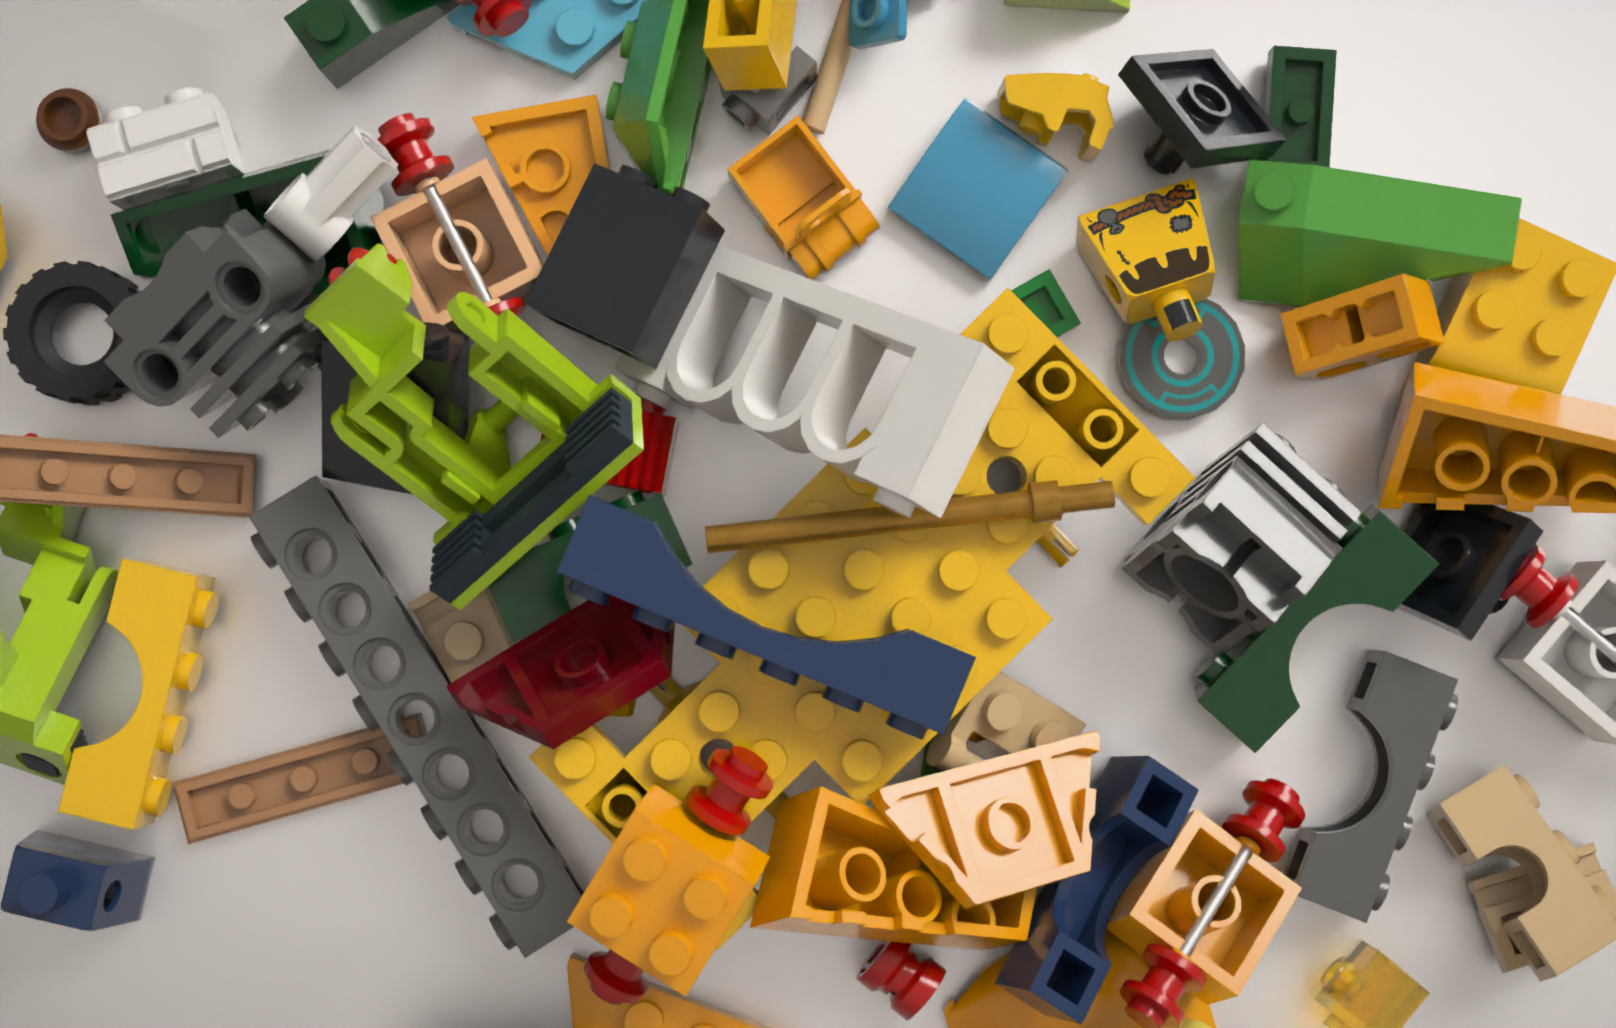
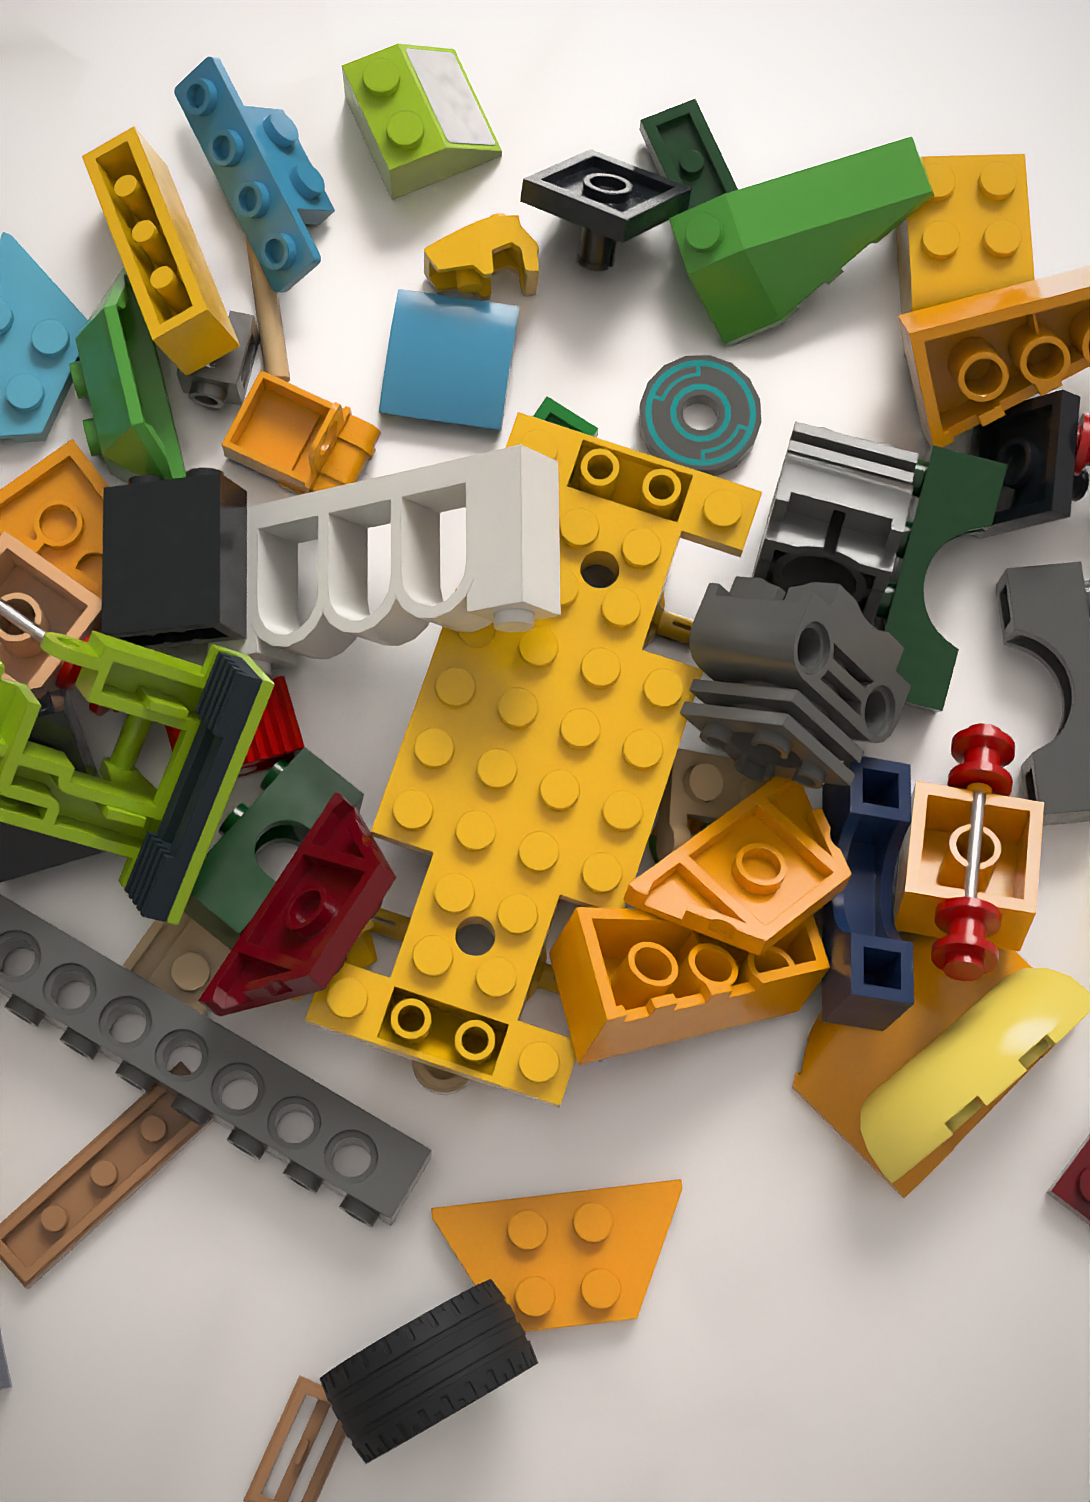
camera: 30 degrees left, 10 degrees down
(673, 881) = (489, 1055): light orange brick -> none
(896, 970) = (737, 1068): red wheel -> none
(897, 672) = (310, 791): dark blue arch -> none
(1041, 502) = (639, 571): pearl gold bar -> none
(1129, 669) = (792, 680): none -> dark grey piece
(1152, 257) = (629, 340): yellow torso -> none
(1362, 327) = (839, 309): light orange brick -> none

